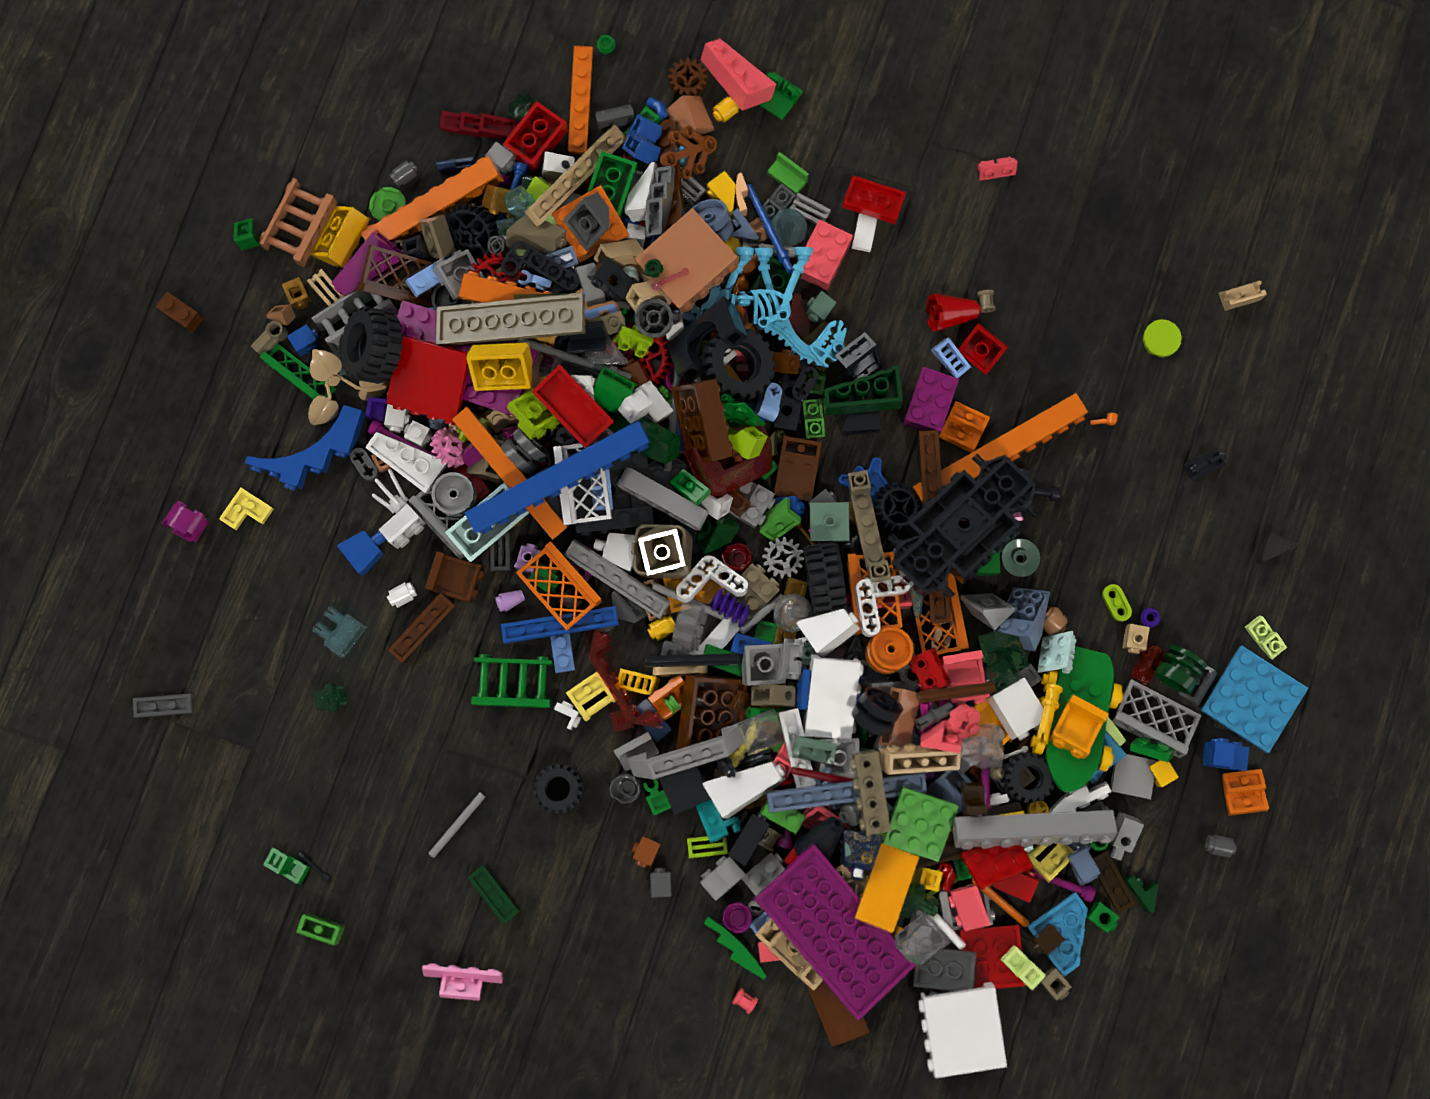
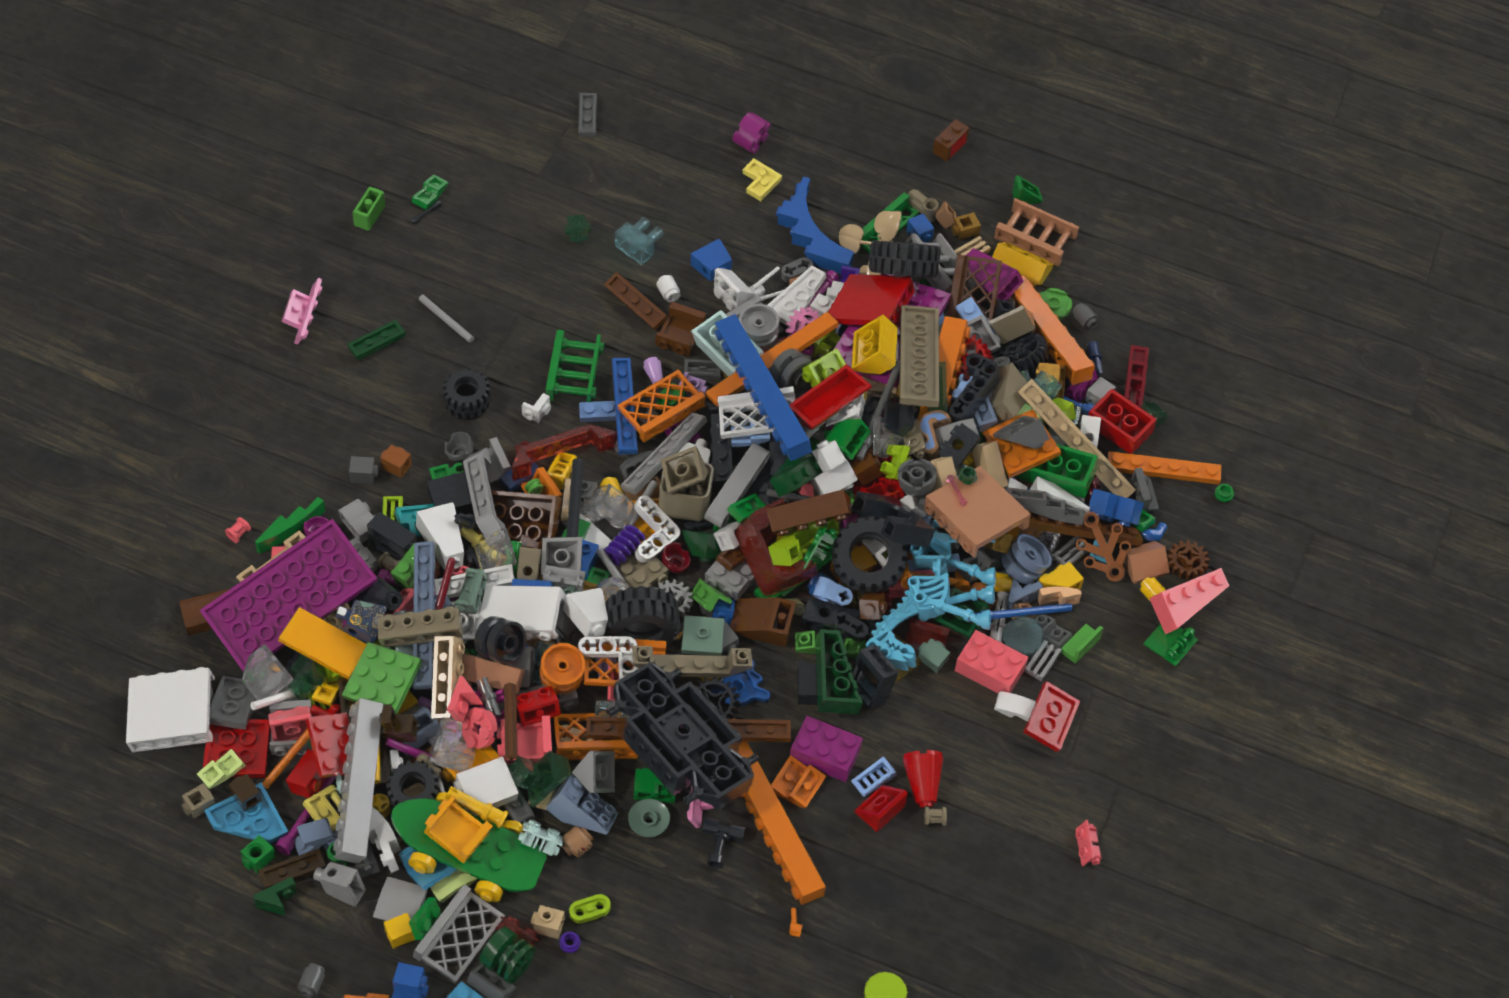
camera: 90 degrees right, 25 degrees down
(588, 690) = (553, 420): light yellow plate -> none

